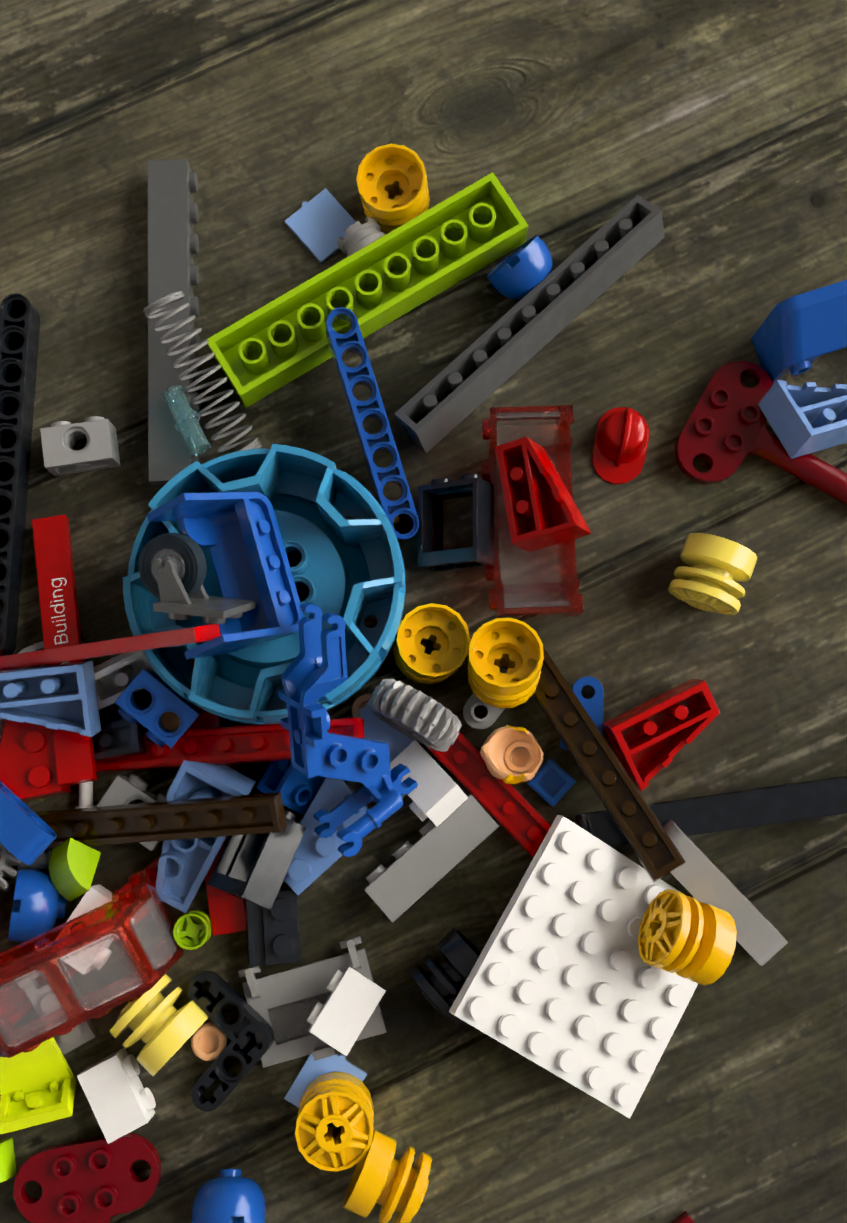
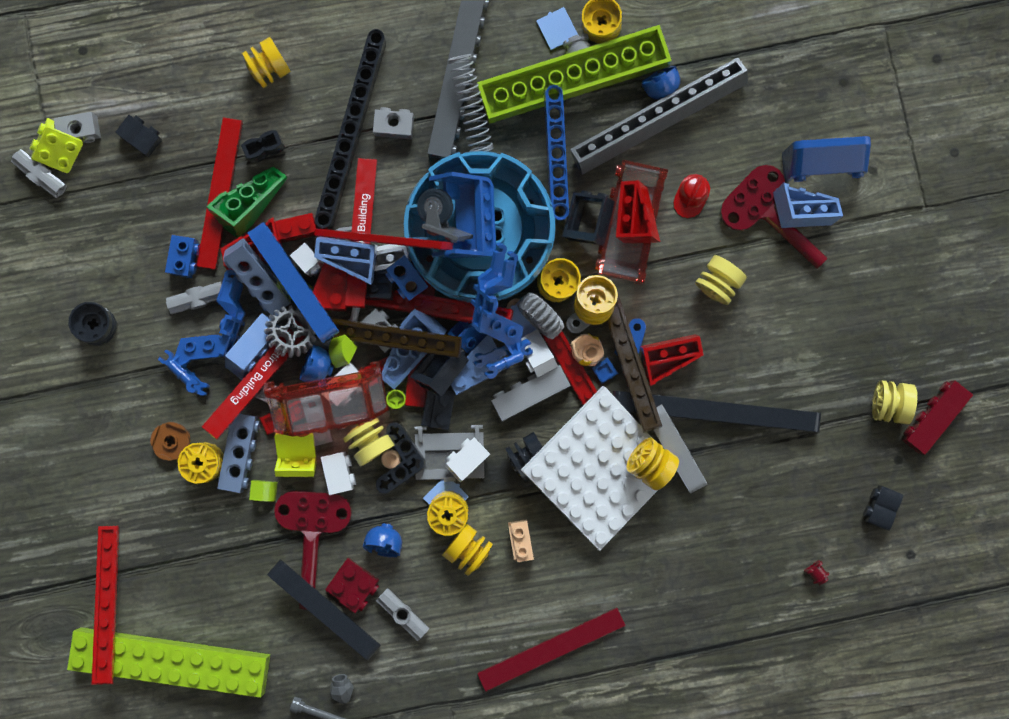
camera: 20 degrees right, 5 degrees up
(186, 420) = (456, 125): clear light blue pin -> none
(480, 1136) = (520, 541): none -> light nougat window

